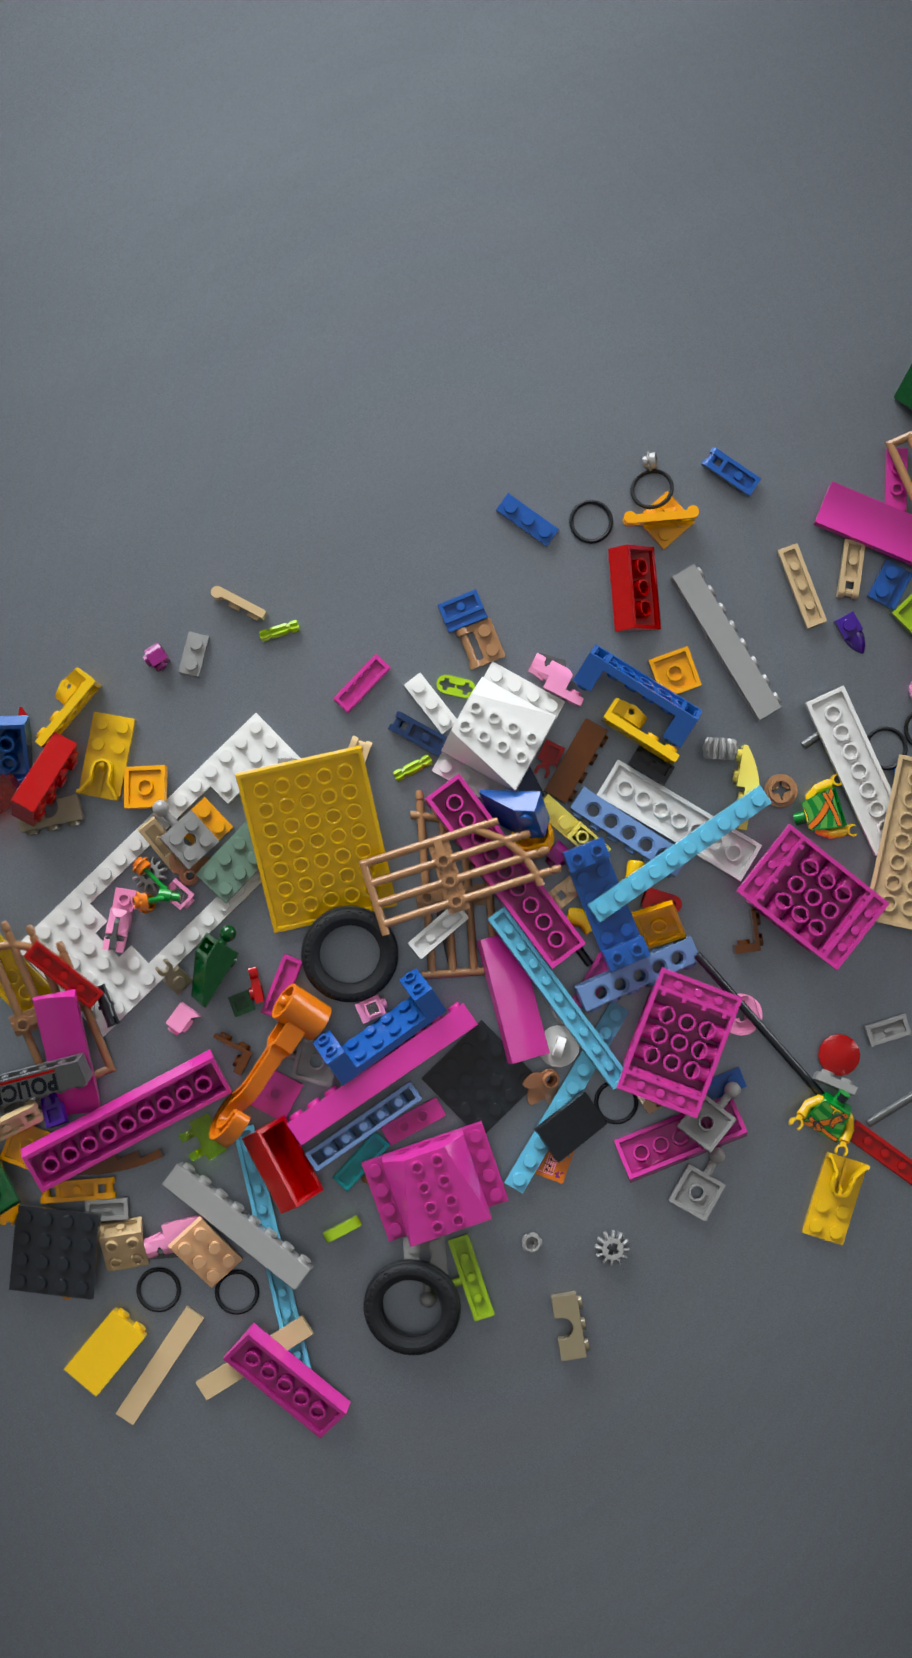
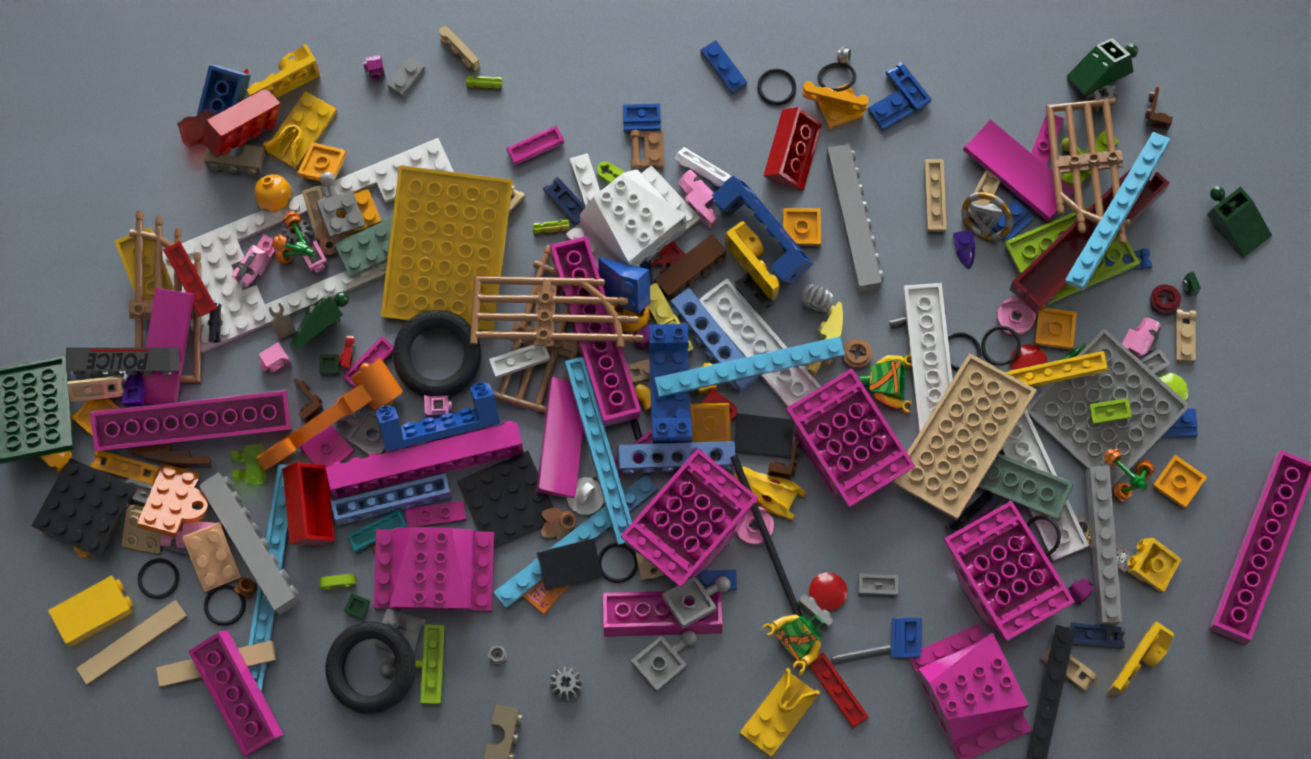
camera: 20 degrees right, 15 degrees down
(107, 840) = (272, 192): none -> light orange cylinder
(142, 1211) = (172, 501): none -> plate
(247, 1263) = (249, 584): none -> dark orange plate
(372, 1246) = (357, 606): none -> dark green plate
(547, 644) = (702, 167): none -> white plate
(715, 914) = (763, 435): none -> black tile
(721, 505) = (890, 110): none -> blue plate
(746, 972) = (773, 492): none -> yellow animal
(865, 594) = (986, 216): none -> piece

